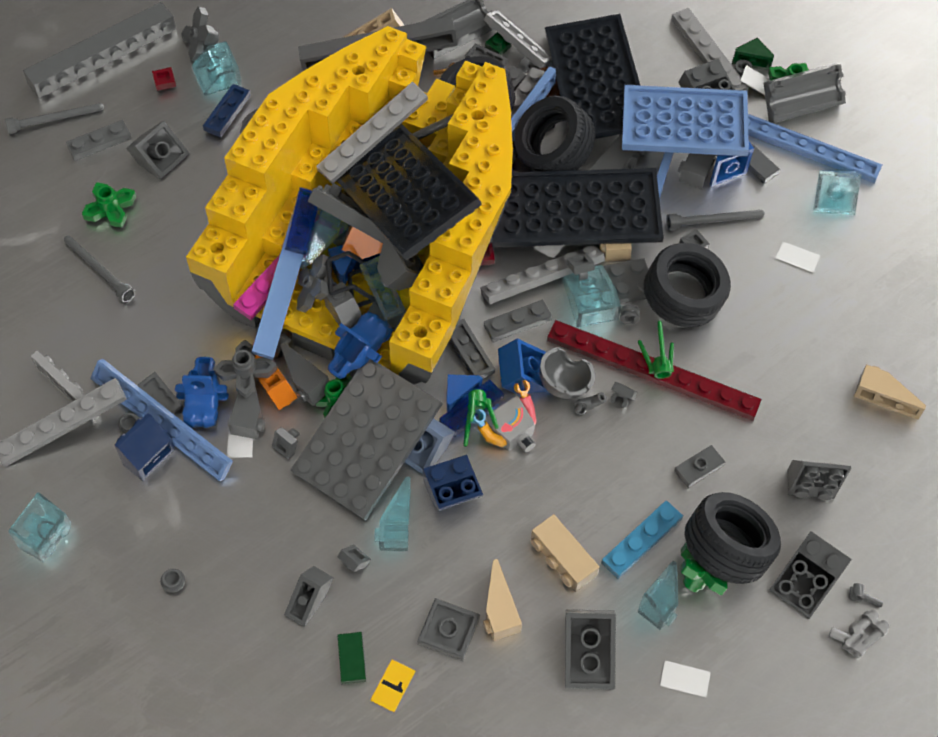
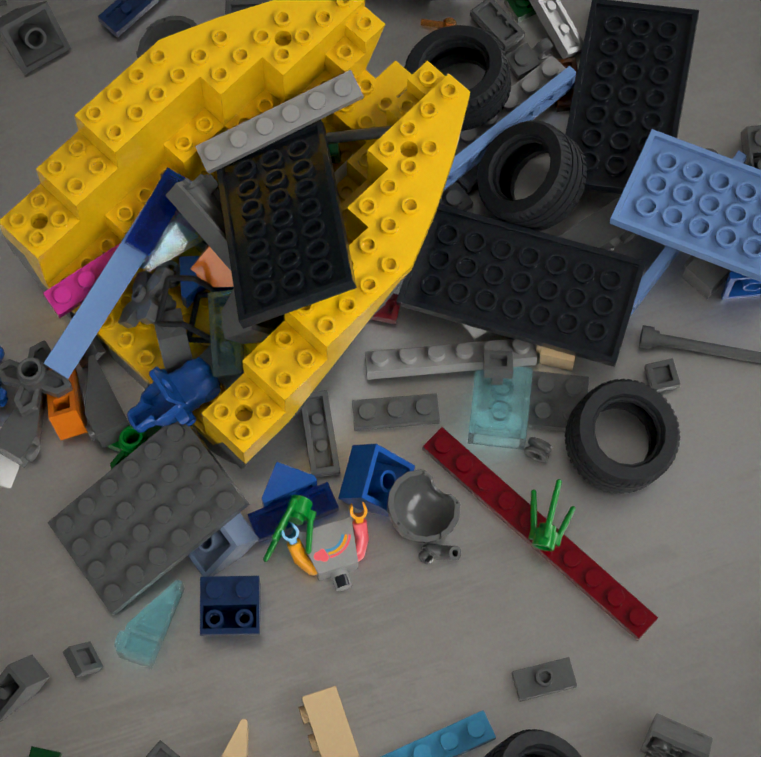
camera: 20 degrees right, 10 degrees up
(285, 441) = (55, 484): dark grey tile -> none
(624, 392) = (488, 551): dark grey tile -> none

